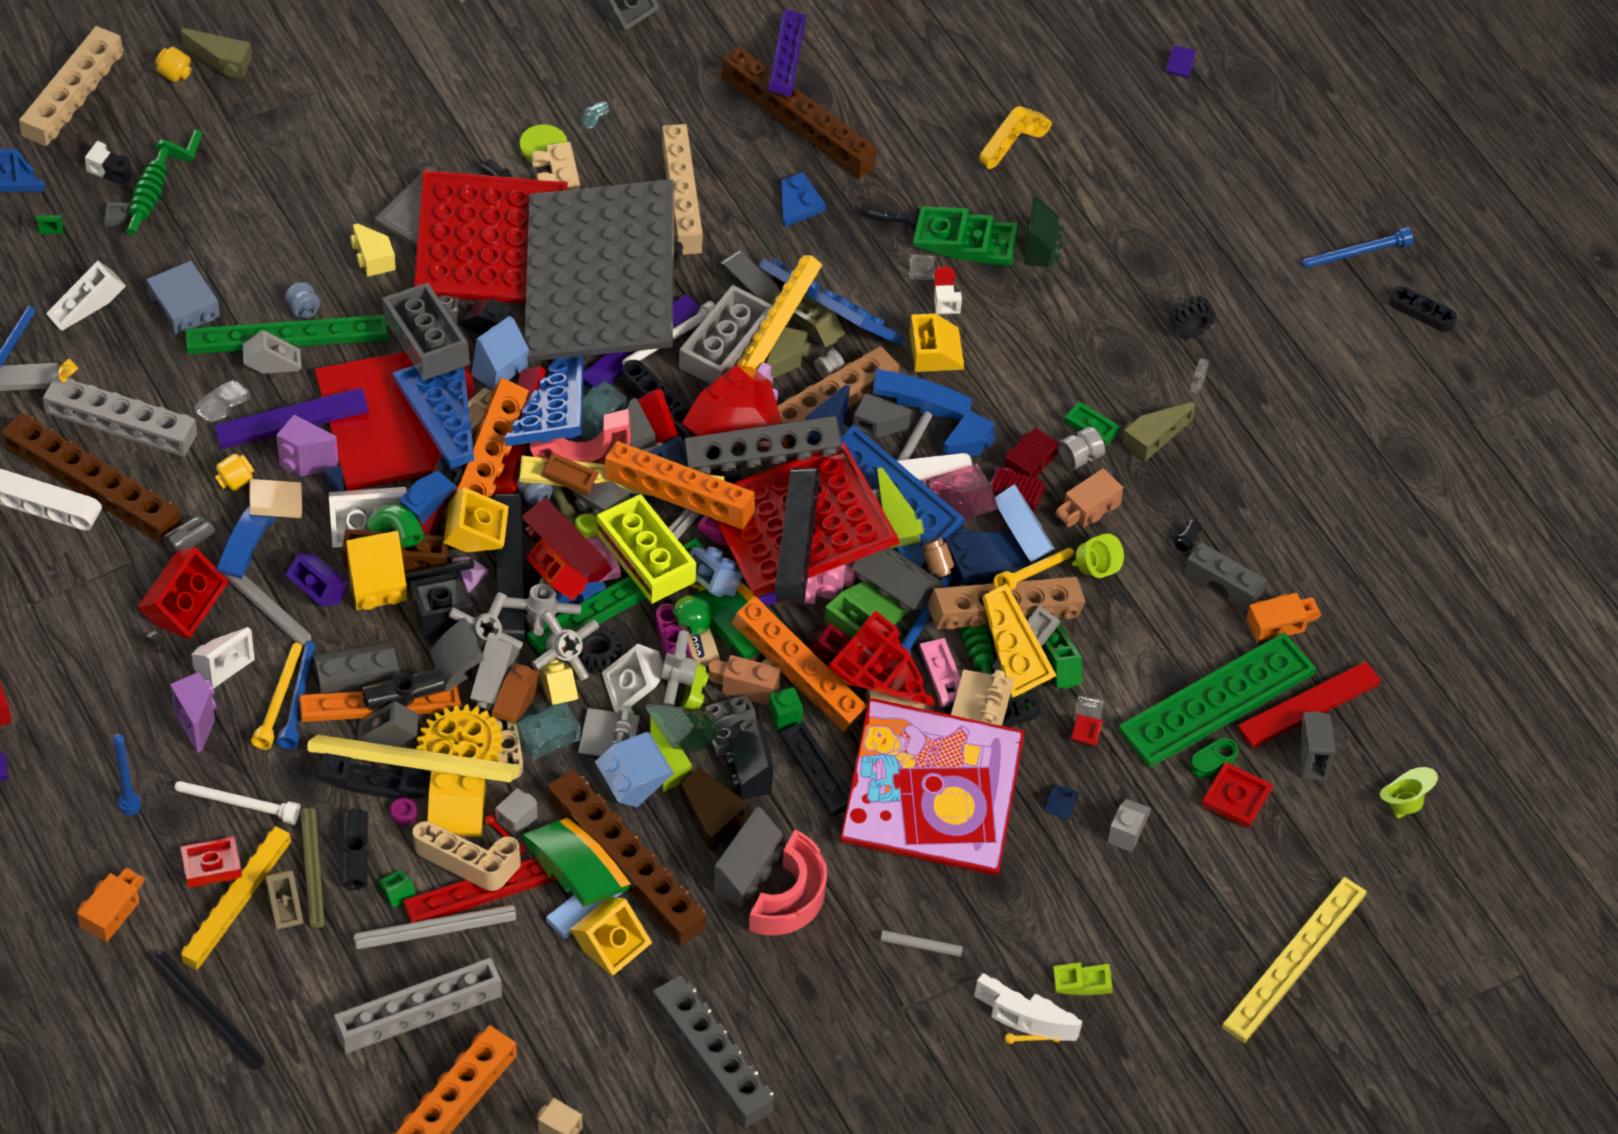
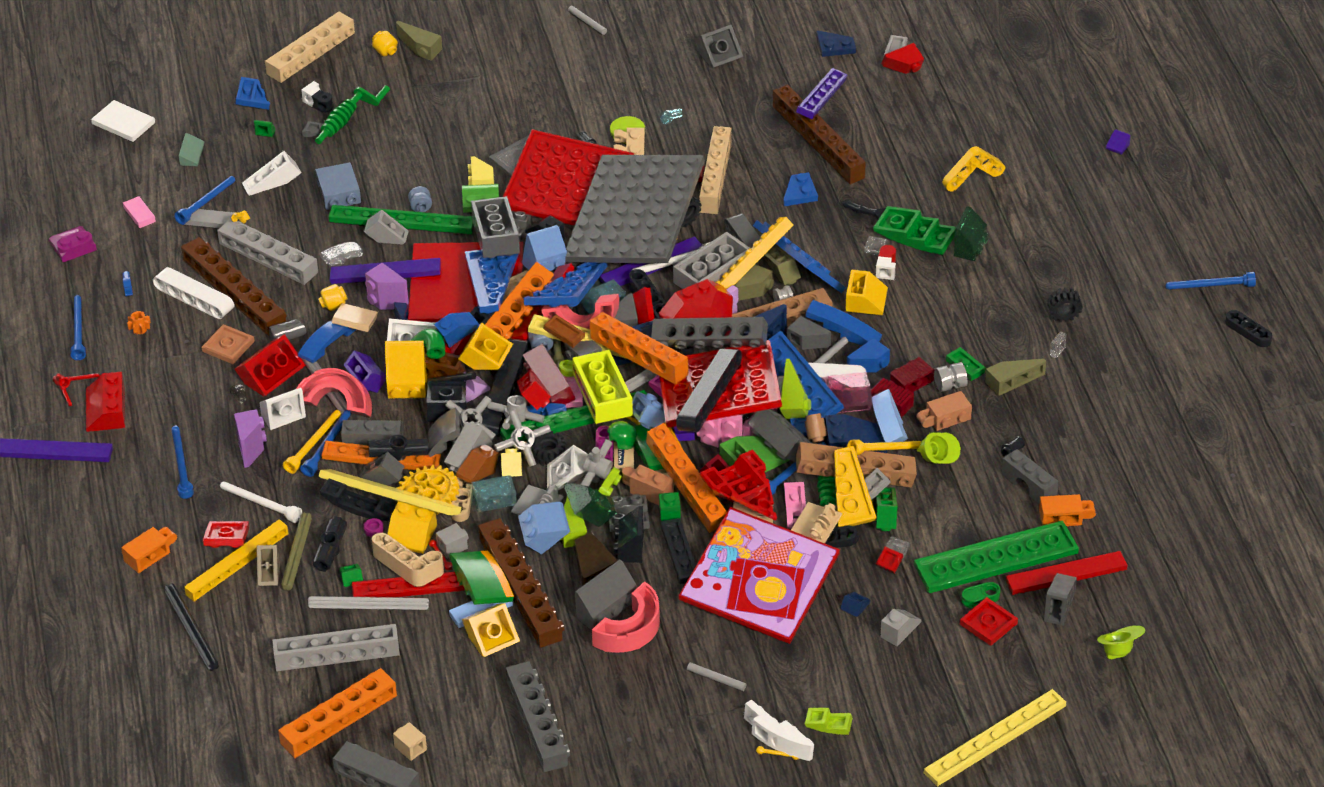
camera: 20 degrees right, 10 degrees down
(111, 568) = (228, 344): none -> nougat tile
(294, 604) = (337, 380): none -> coral brick
(380, 282) = (478, 192): none -> bright green brick

